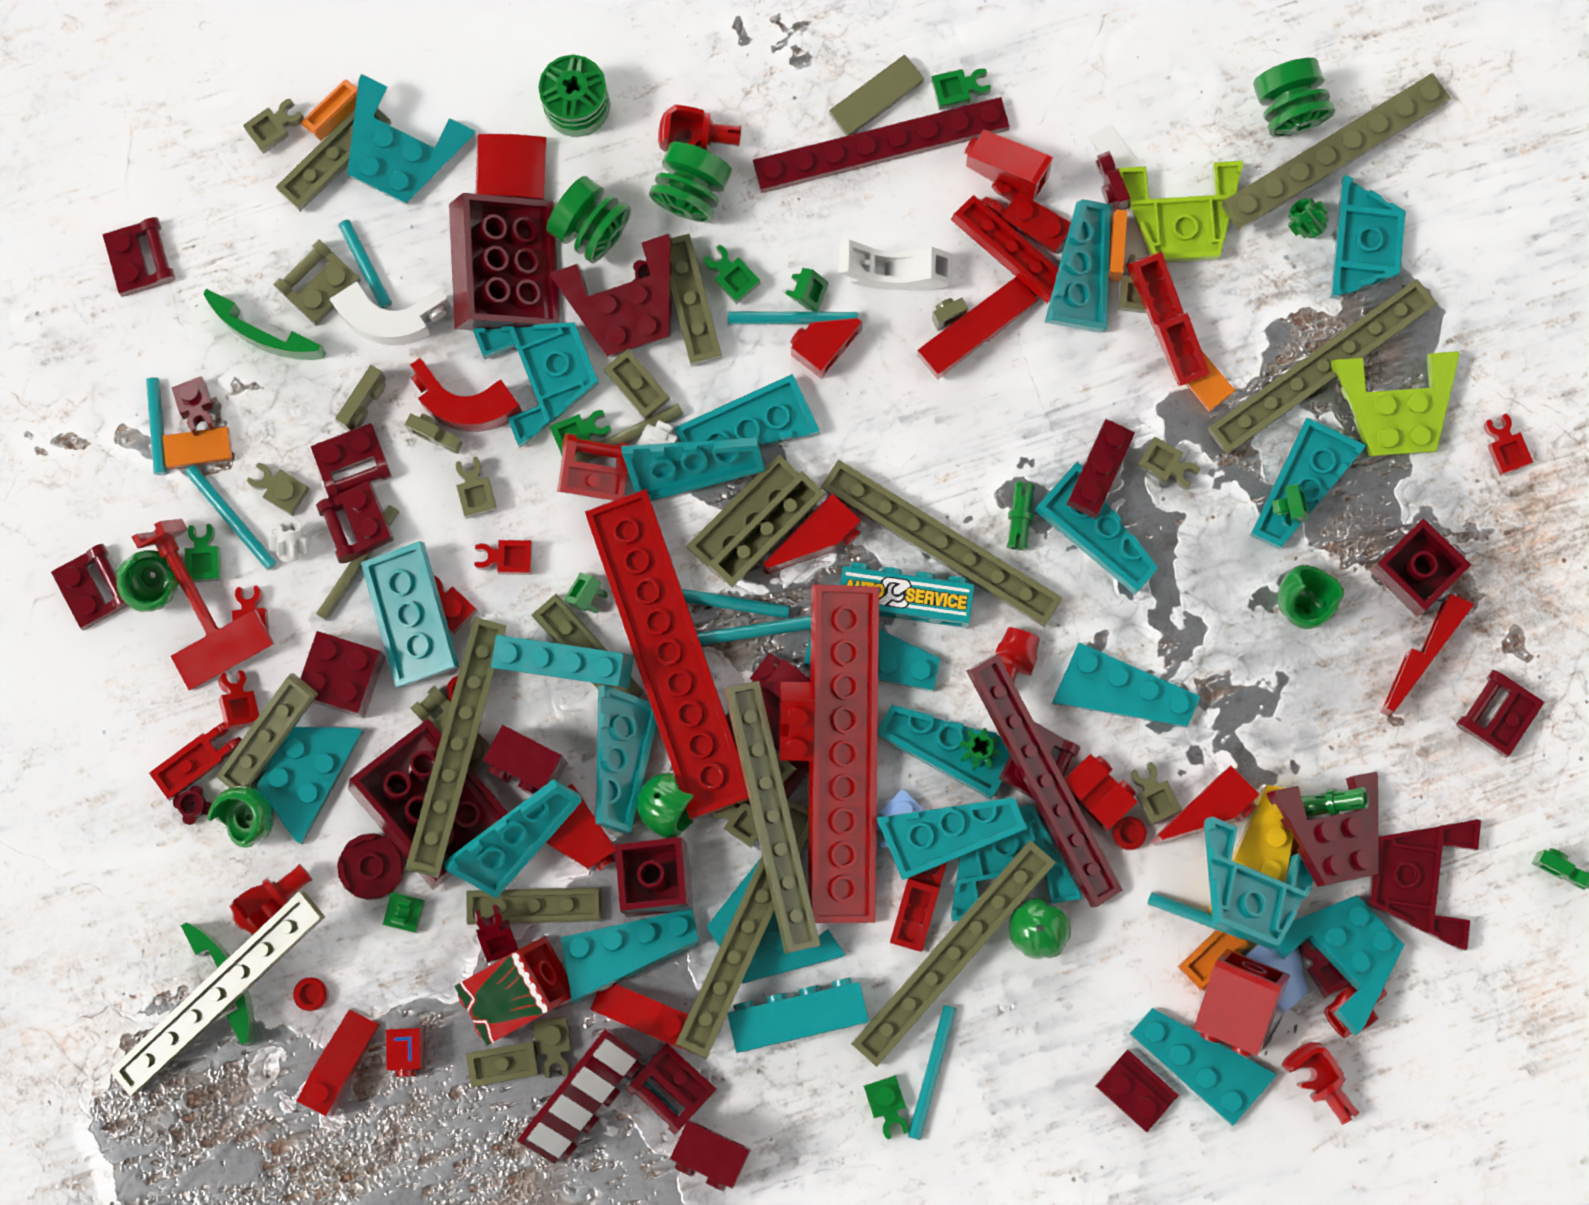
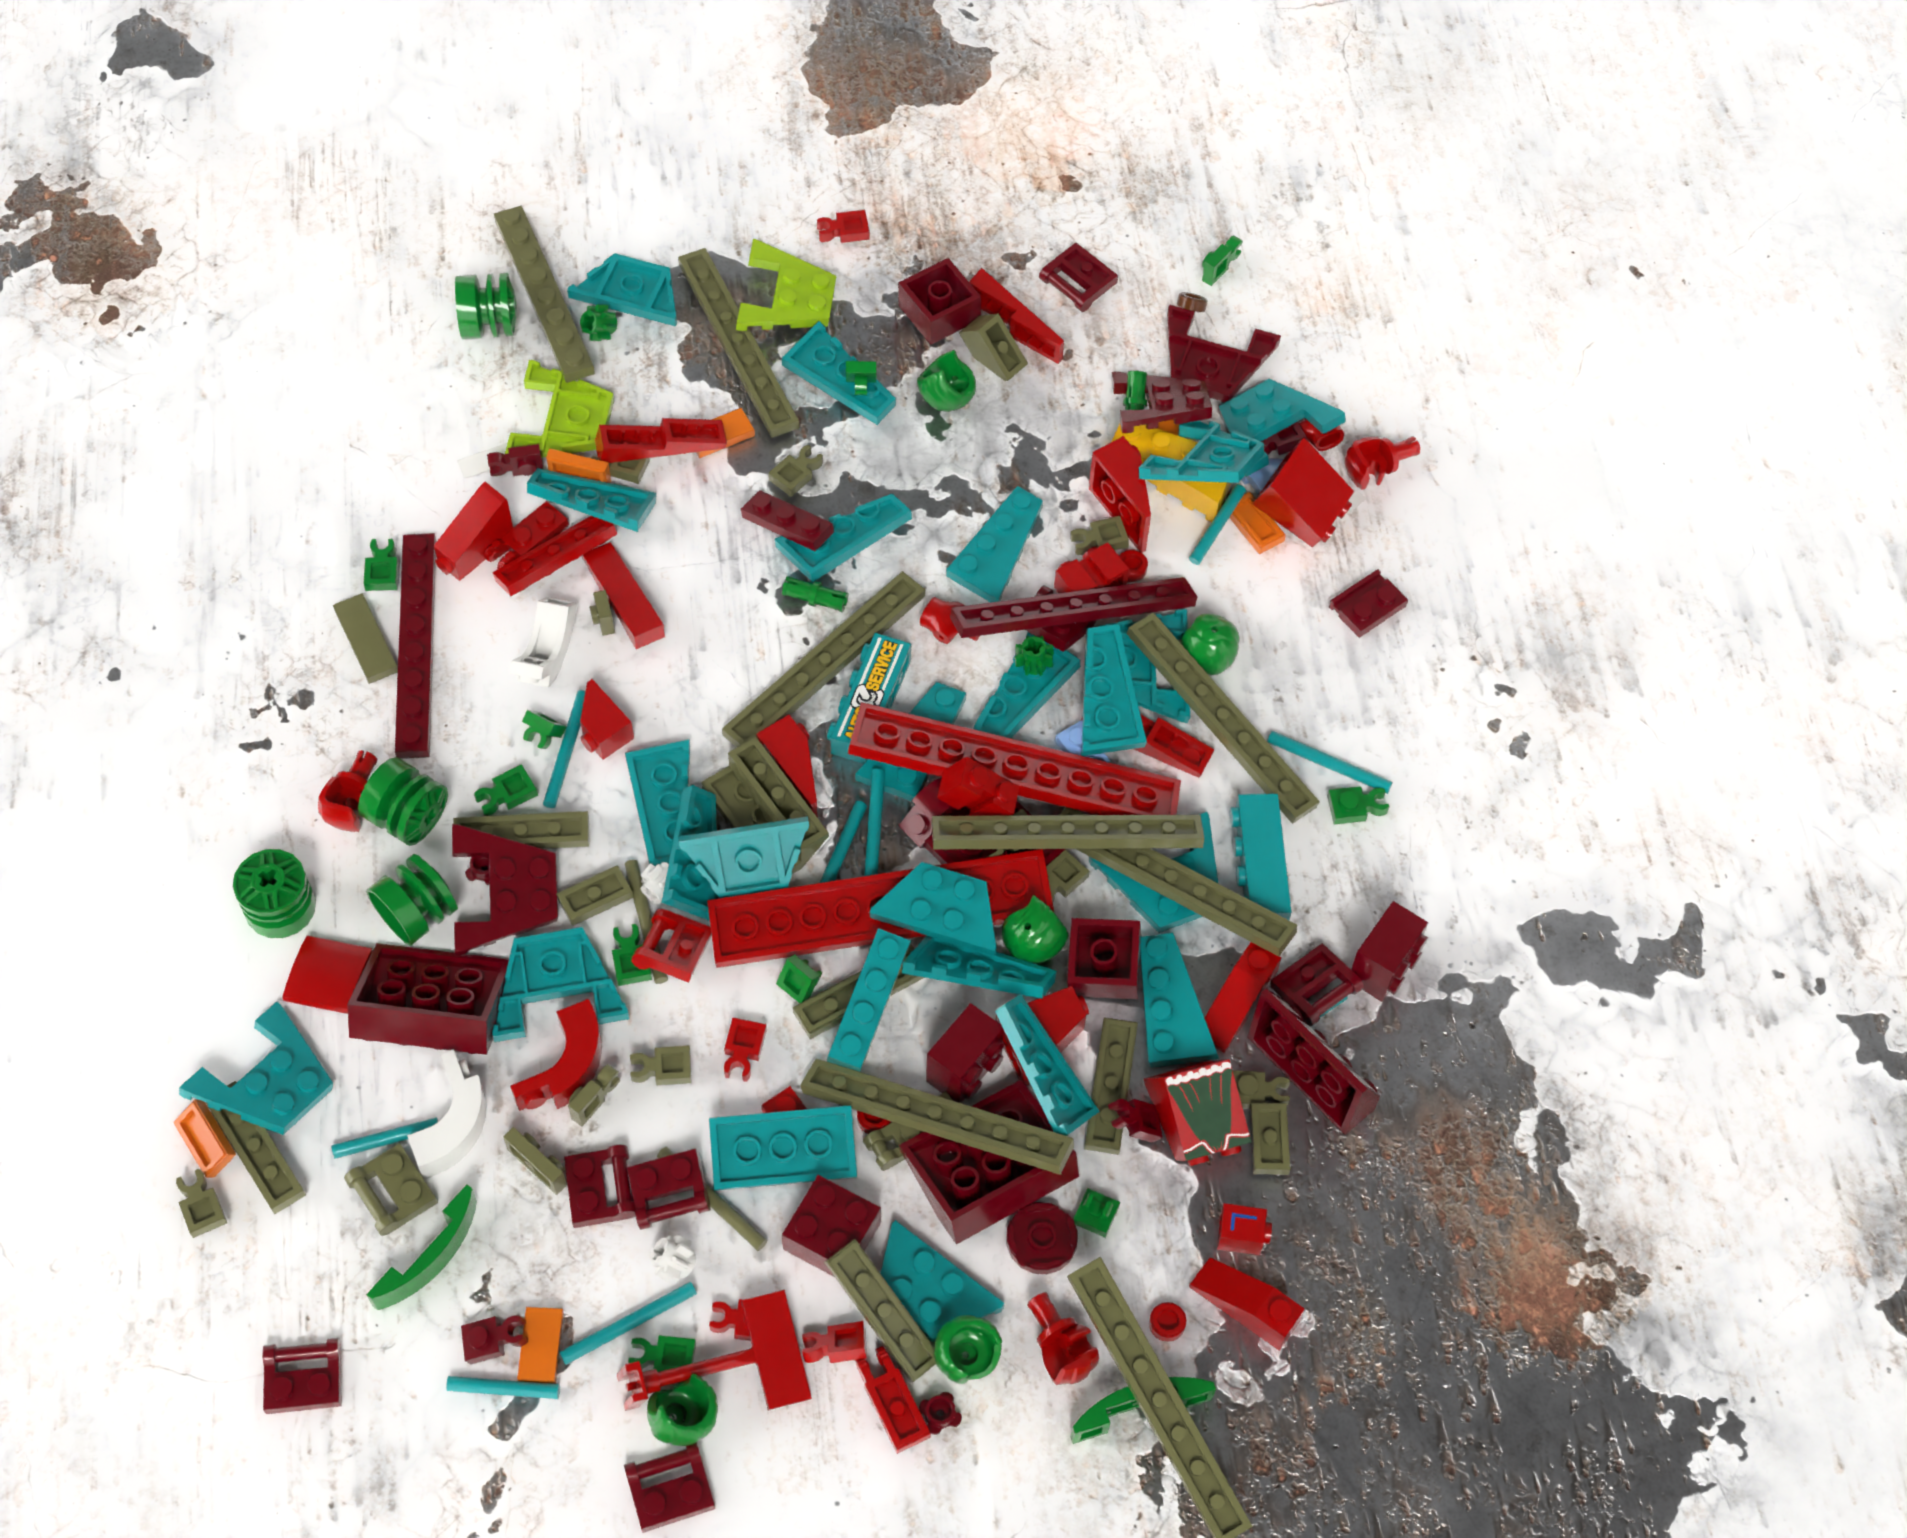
camera: 85 degrees left, 20 degrees down
(281, 490) = (611, 1262): olive plate -> none
(672, 710) = (941, 906): none -> teal wing
(689, 515) = (747, 856): none -> teal wing
(1208, 1068) = (1353, 547): teal wing -> none
(1377, 638) = (993, 346): none -> olive slope
(1493, 844) = (1192, 302): none -> reddish brown tile

